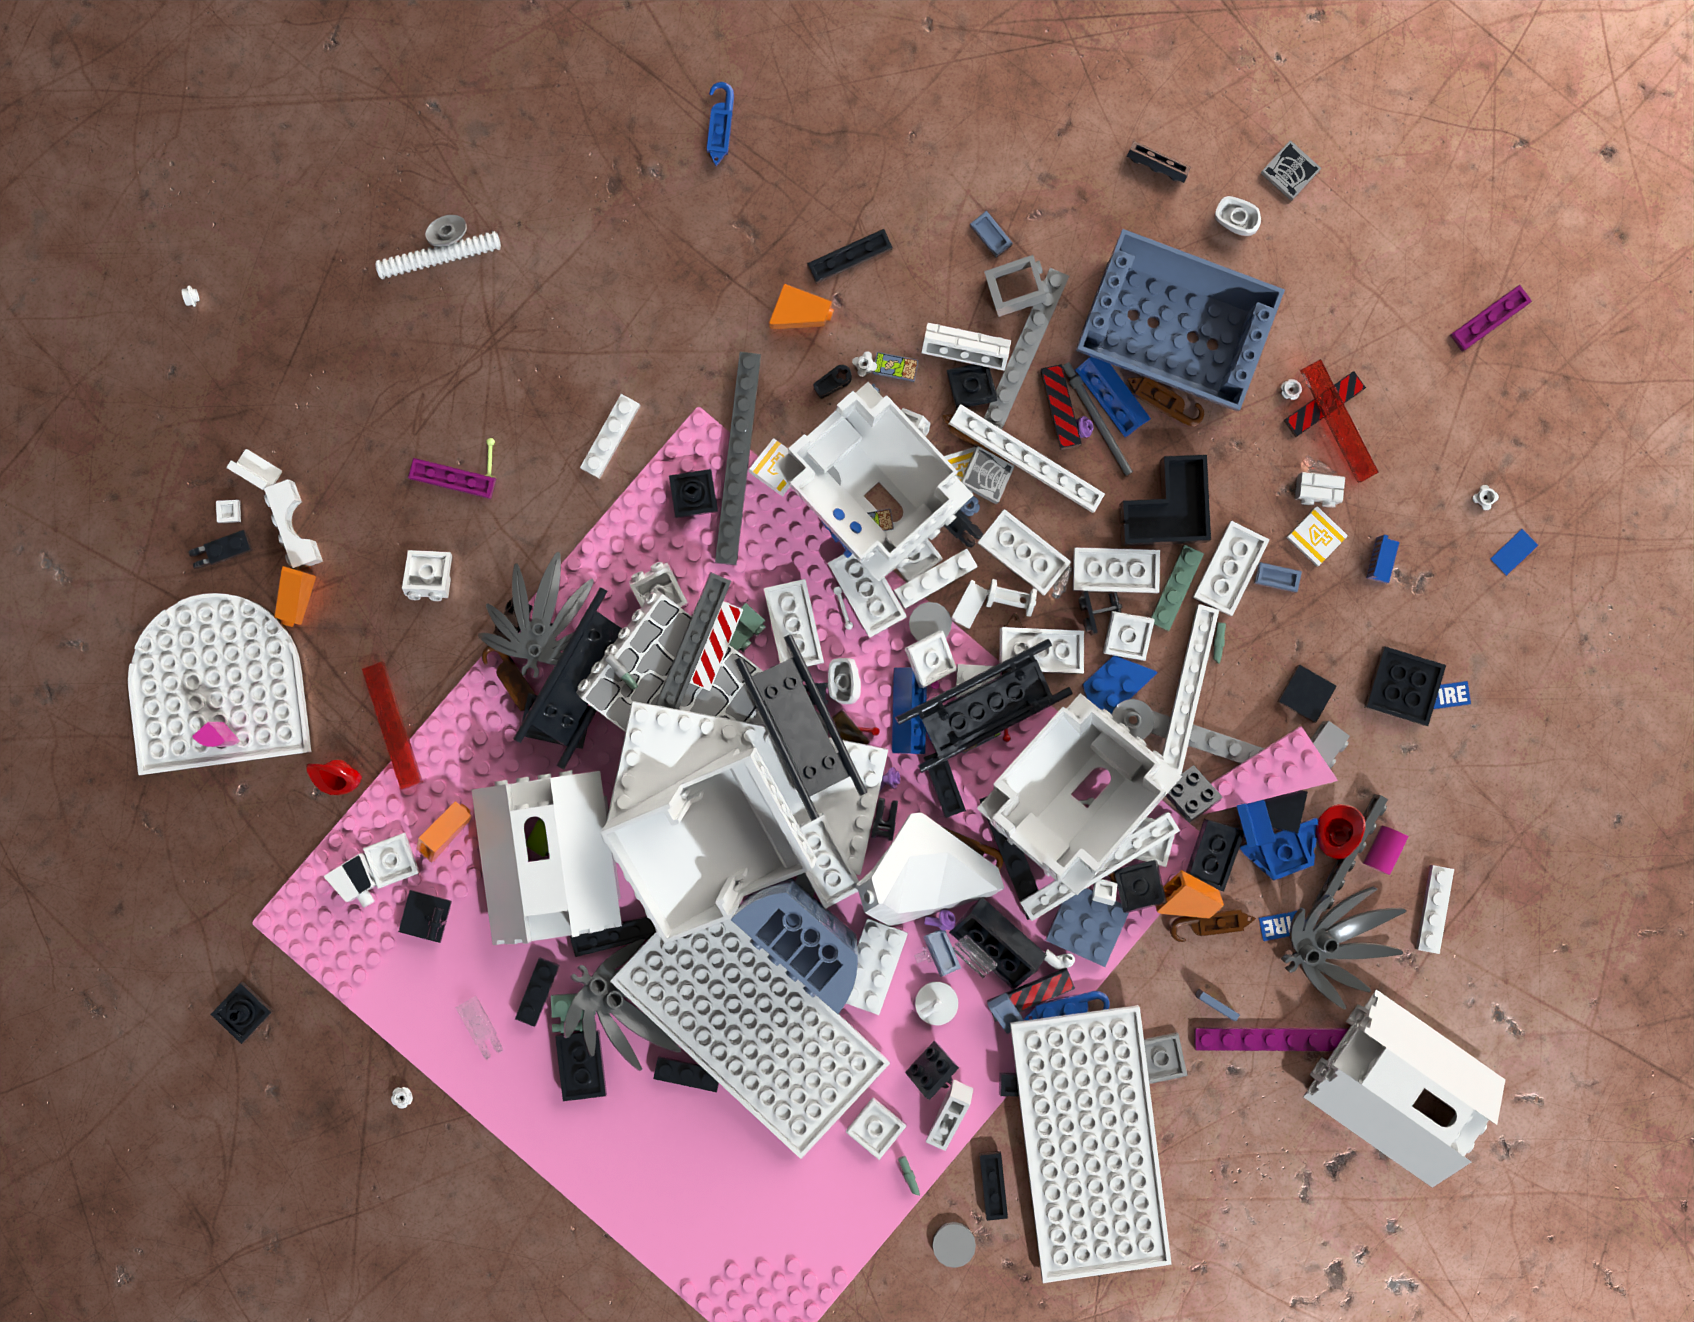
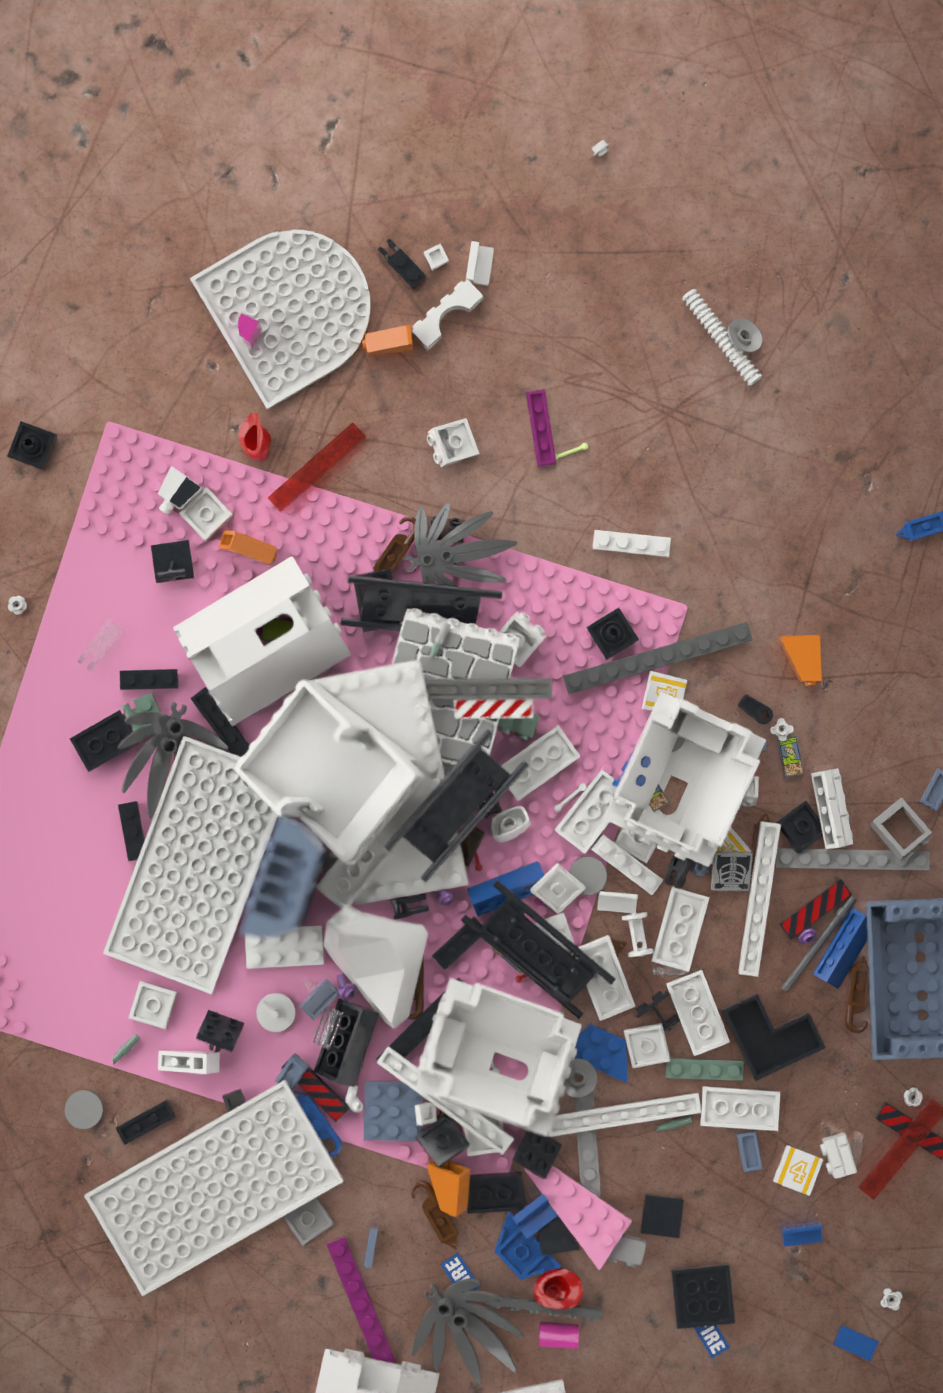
camera: 70 degrees right, 0 degrees up
(850, 256) = (867, 679): black tile -> none

